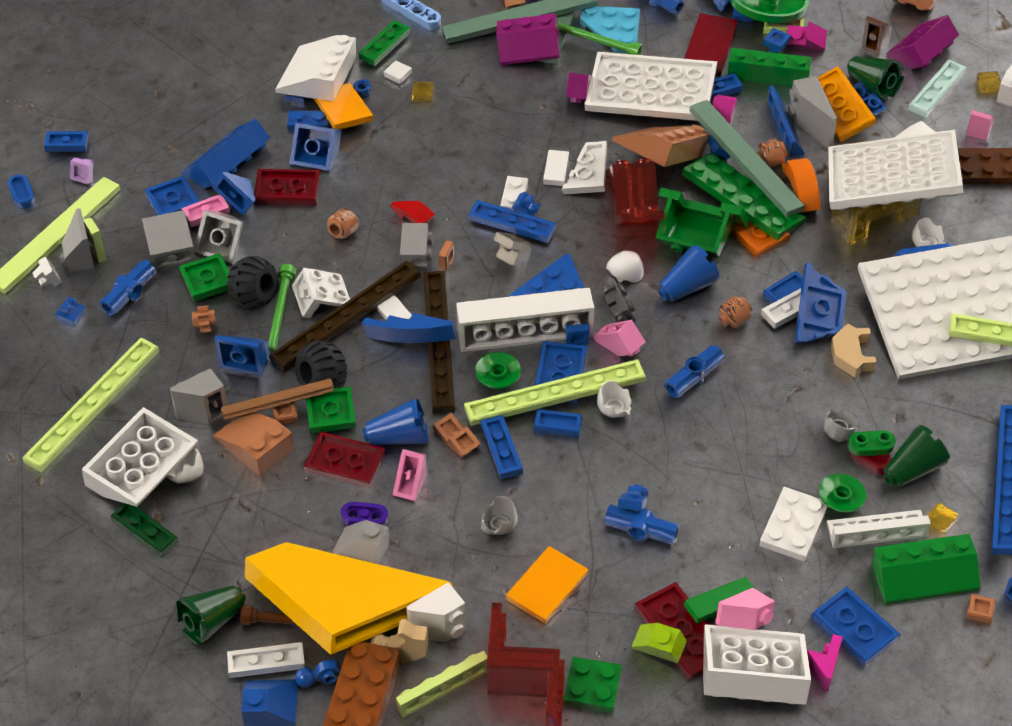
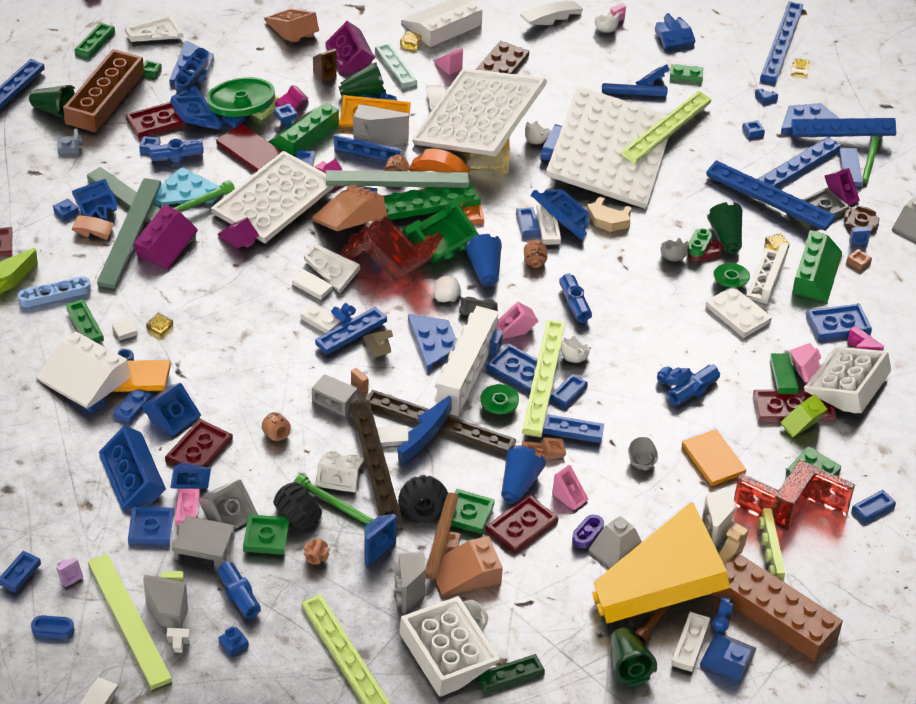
camera: 65 degrees left, 5 degrees down
(414, 210) = (295, 379): red slope -> none

